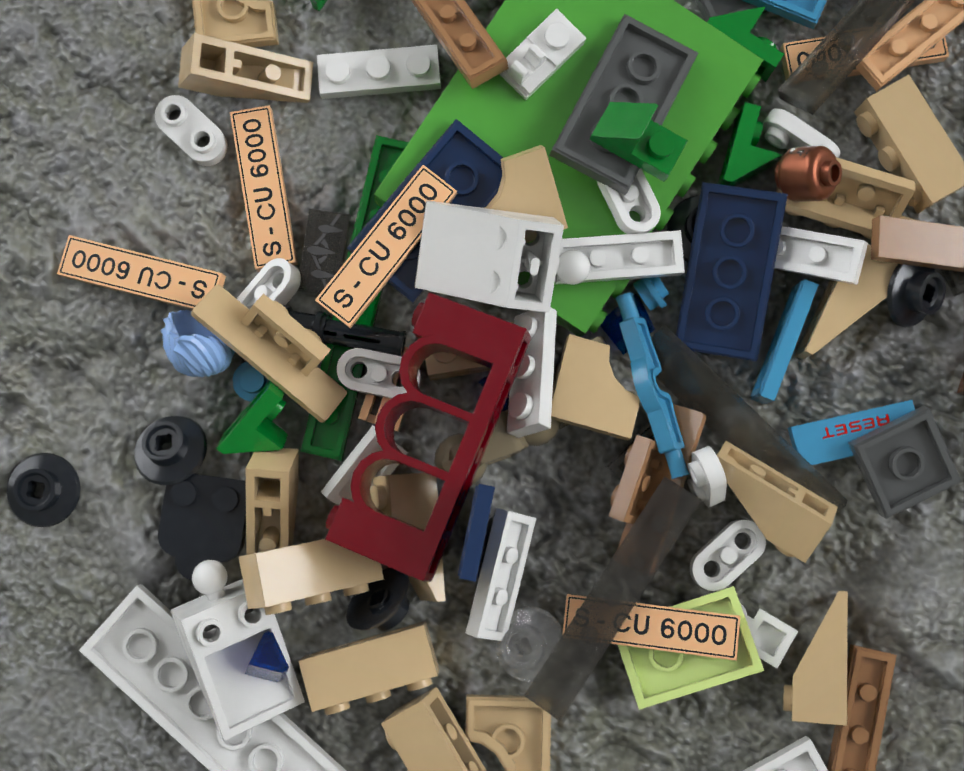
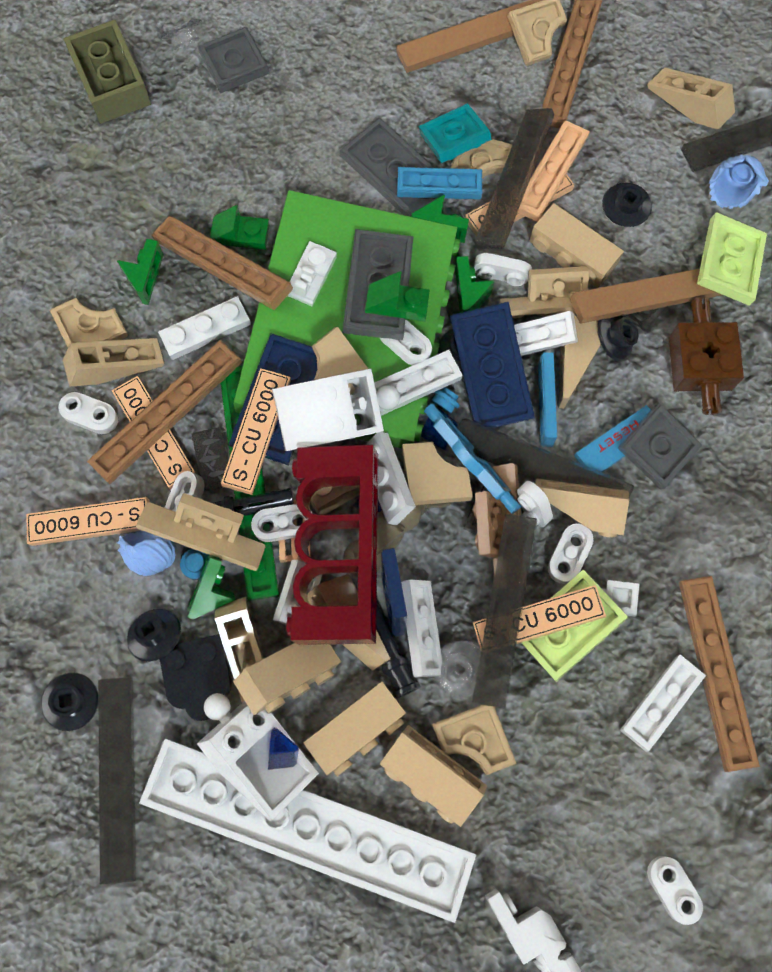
camera: 25 degrees left, 10 degrees down
(64, 608) = (116, 781): none -> clear smoke tile
(286, 167) = (164, 412): none -> medium nougat tile
(382, 605) = (347, 679): black piece -> none
(451, 612) = (397, 666): none -> black pin
(807, 173) = (516, 285): copper head -> none
(820, 679) = (667, 606): tan slope -> none

